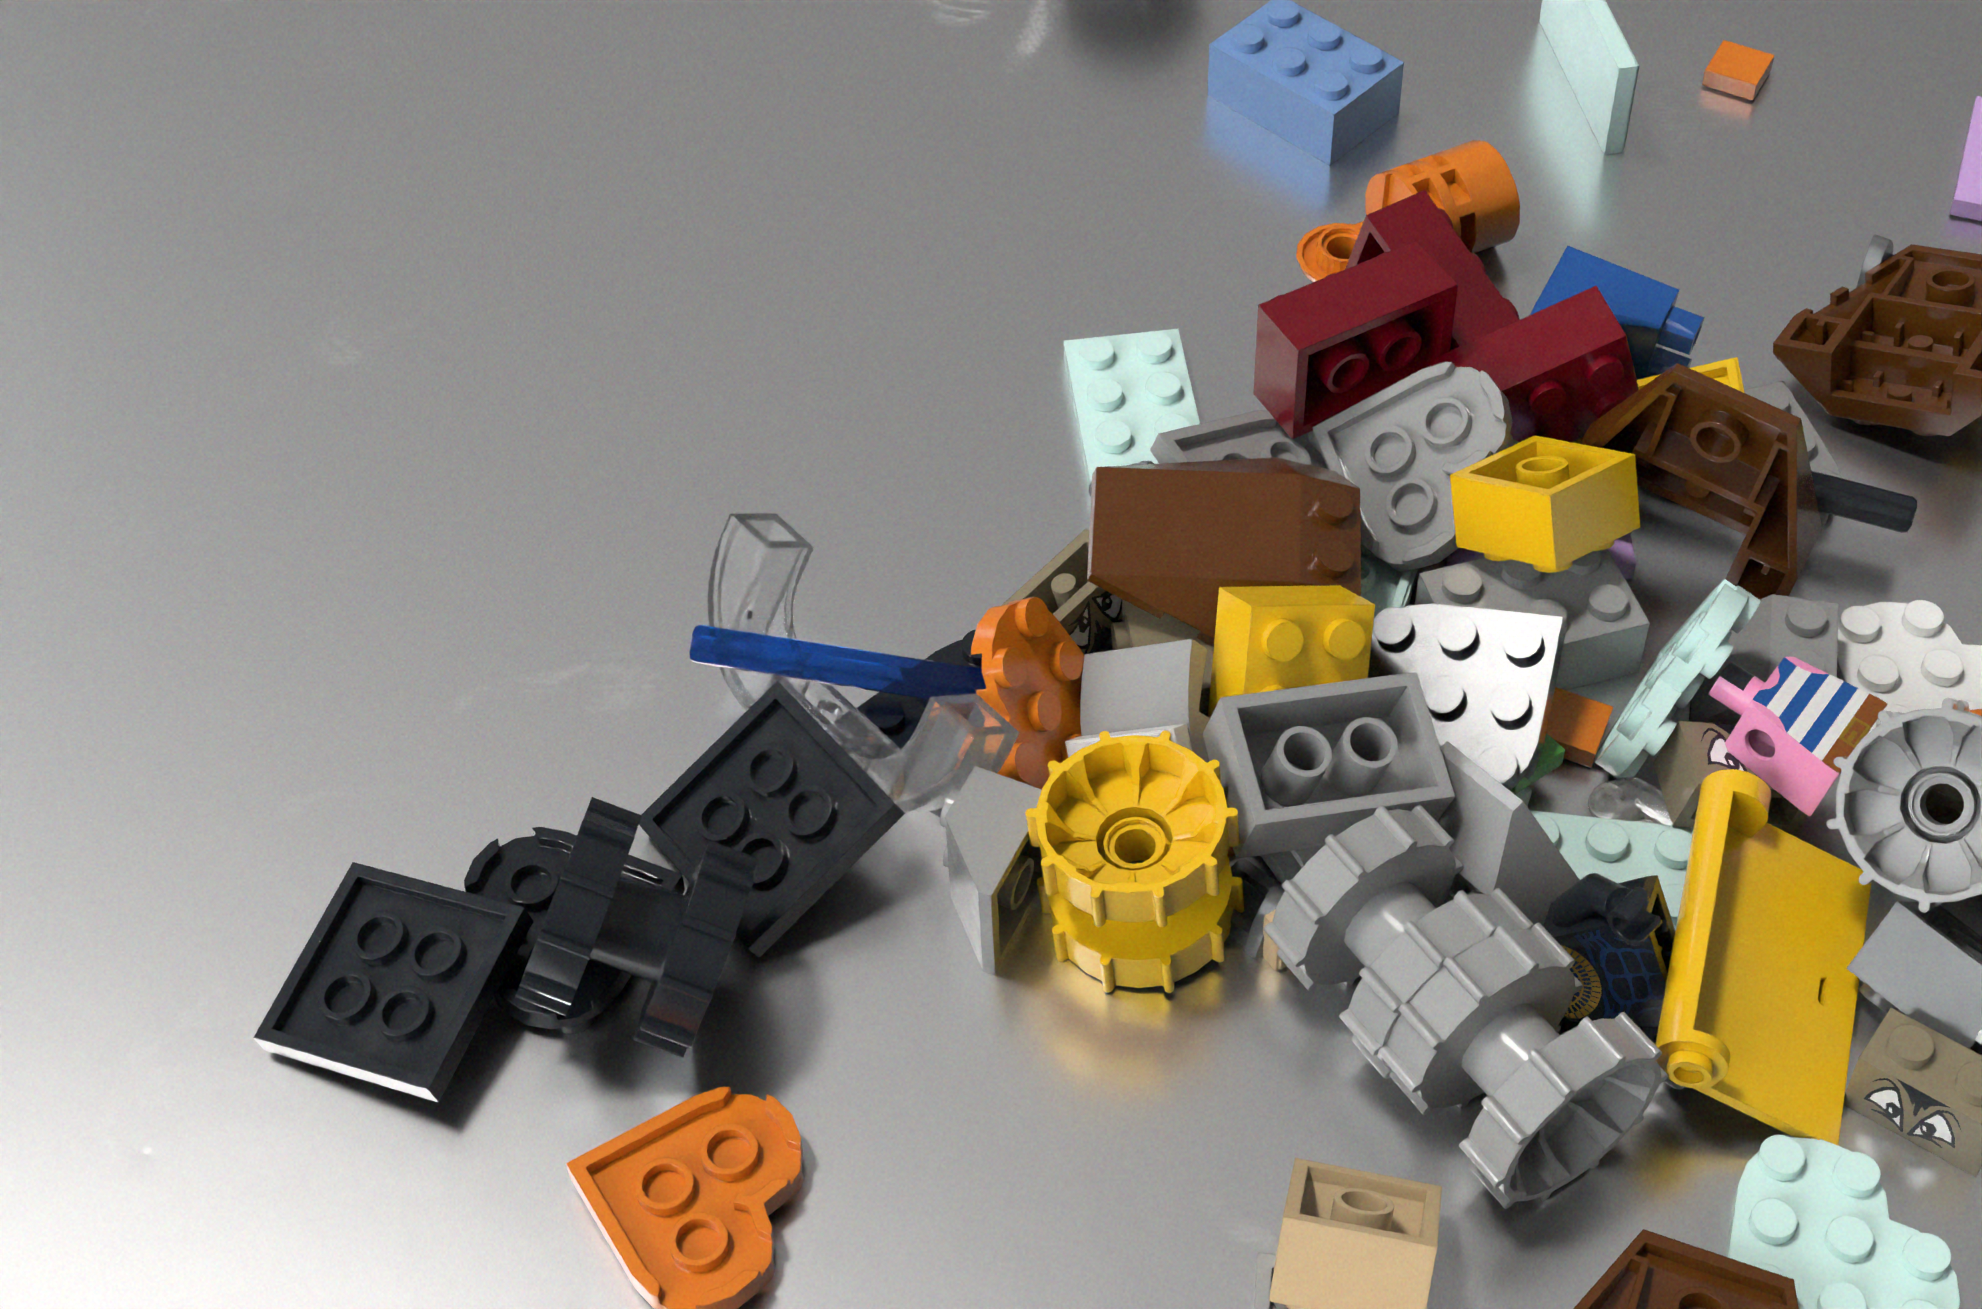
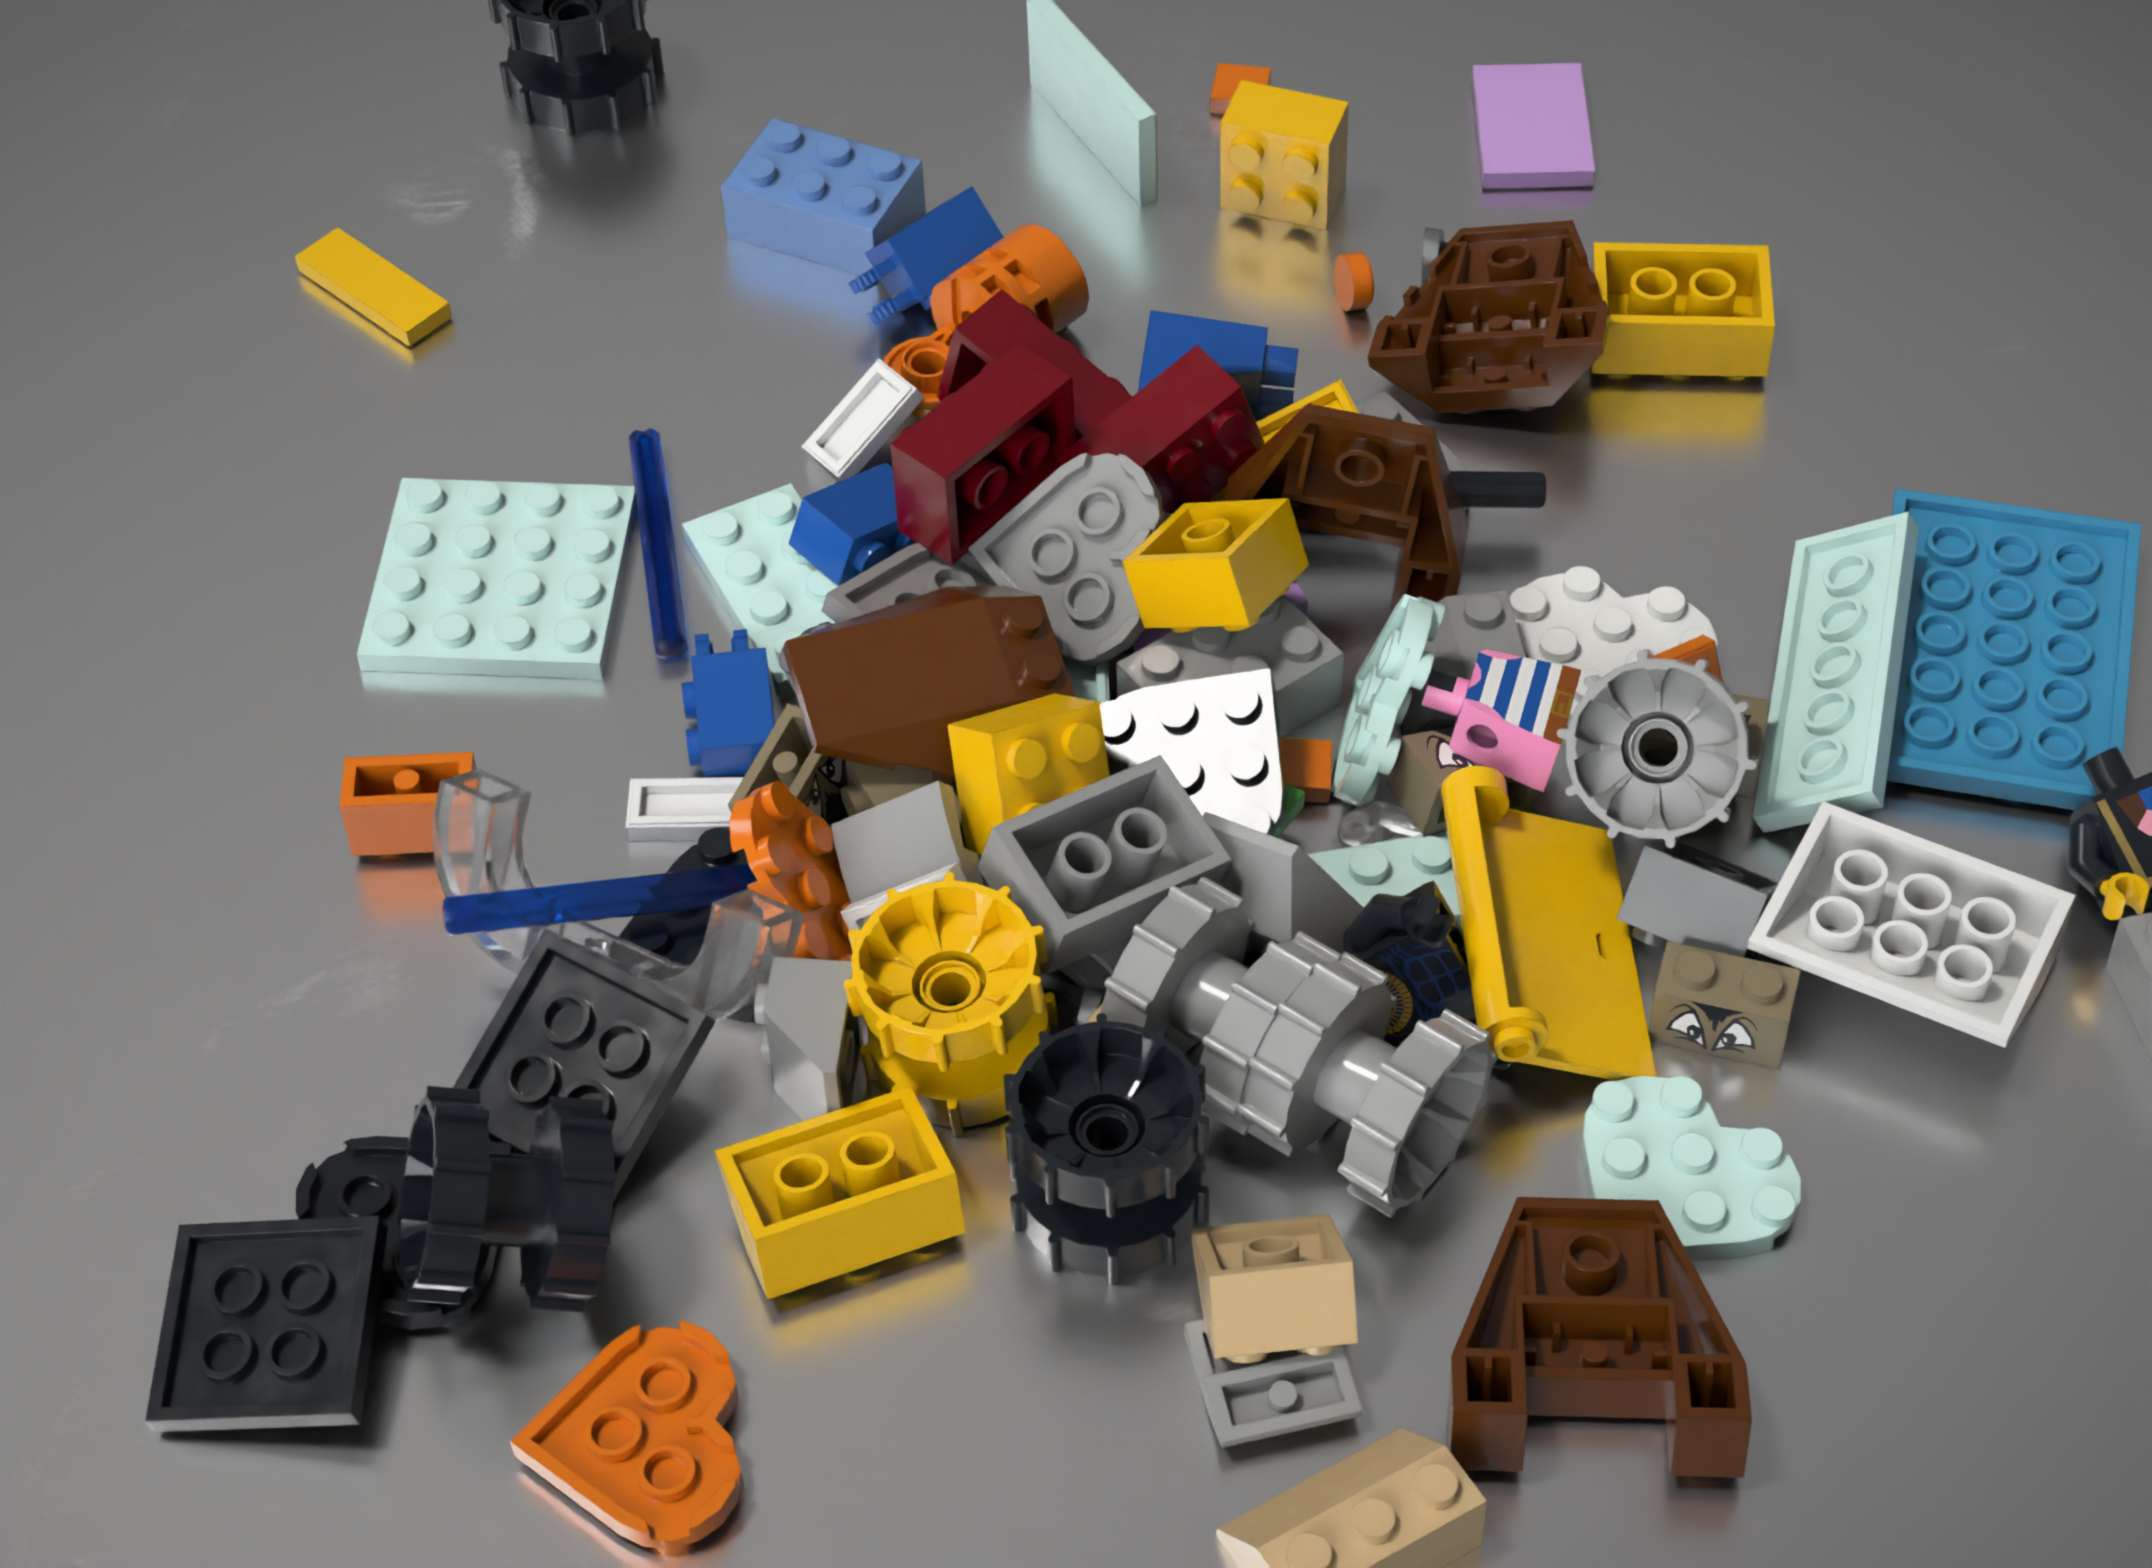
camera: 20 degrees left, 0 degrees up
(690, 517) = (393, 798): none -> orange brick
(875, 66) = (373, 286): none -> yellow tile
(883, 350) = (499, 579): none -> light aqua plate
(954, 598) = (678, 807): none -> white tile
(965, 1015) = (841, 1191): none -> yellow slope
(1036, 355) = (658, 544): none -> clear blue axle
(1038, 517) = (730, 704): none -> blue hinge
(1208, 377) = (850, 525): none -> blue hinge
(1248, 992) = (1094, 1092): none -> black piece
(1273, 274) = (863, 421): none -> white tile
(1377, 145) = (927, 253): none -> blue hinge
(1756, 134) = (1283, 154): none -> yellow brick
(1787, 270) = (1353, 281): none -> orange tile

